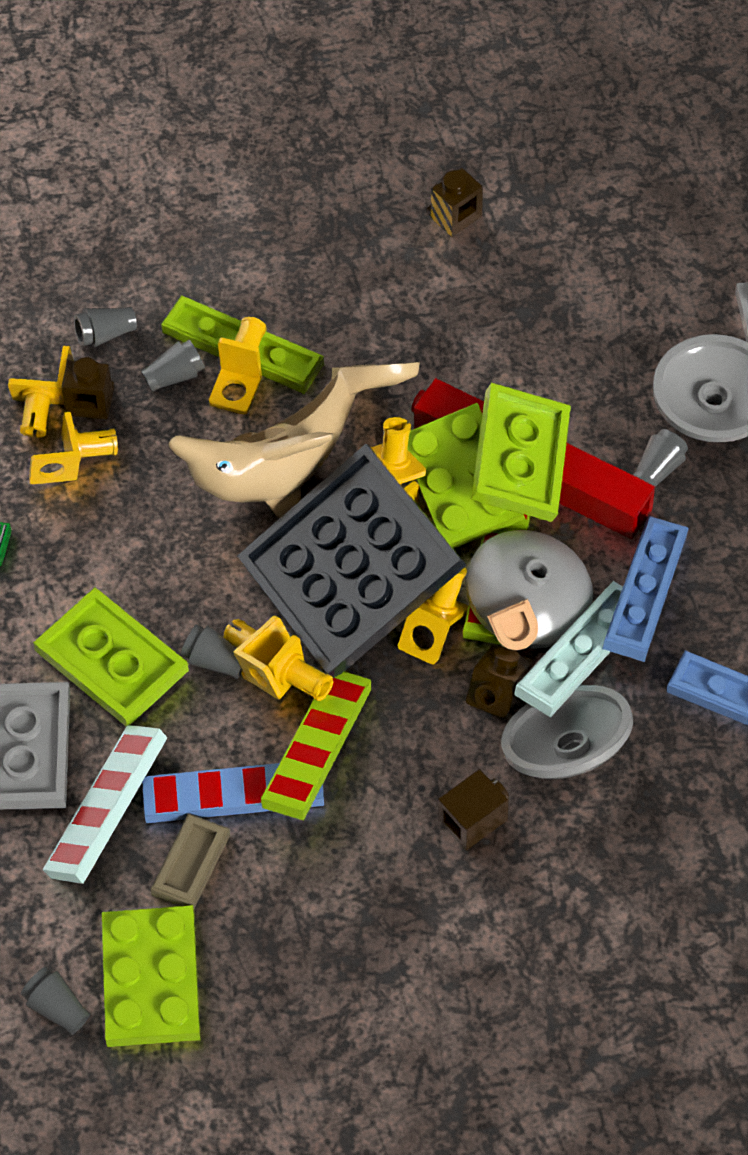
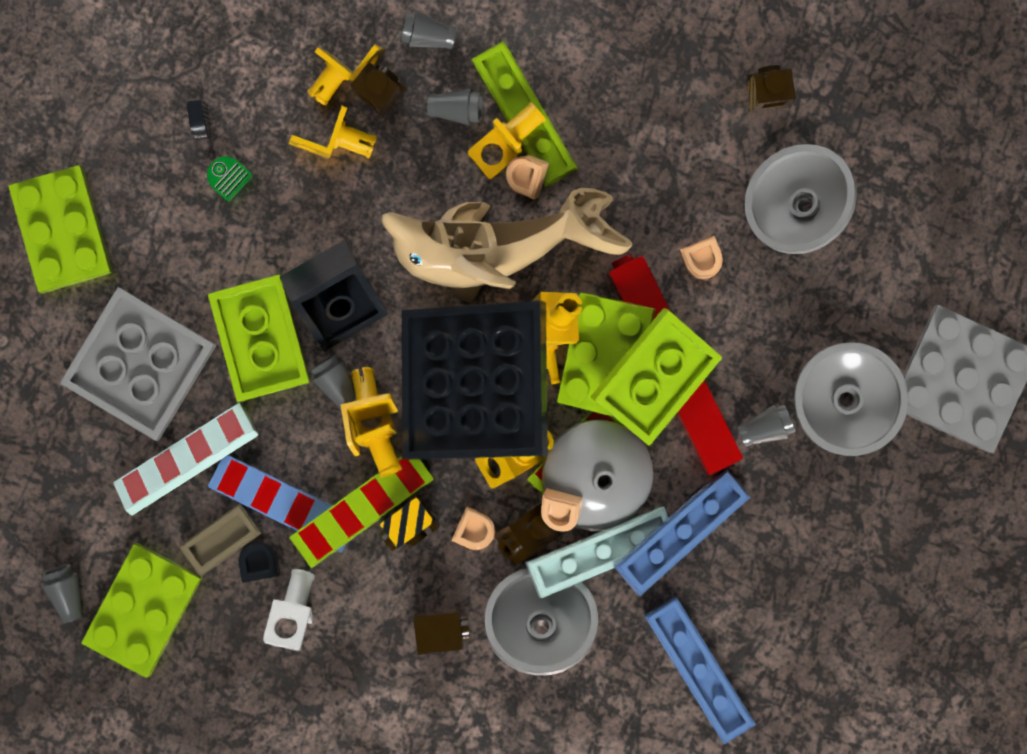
camera: 30 degrees right, 30 degrees up
(162, 577) = (333, 295): none -> black slope
(244, 861) = (258, 562): none -> black tile
(279, 384) = (527, 175): none -> light nougat tile
(310, 868) = (292, 608): none -> white bracket
(375, 730) = (408, 525): none -> brick
(443, 708) = (474, 530): none -> light nougat tile
(493, 365) = (702, 258): none -> light nougat tile
(546, 261) = (786, 185): none -> light grey dish

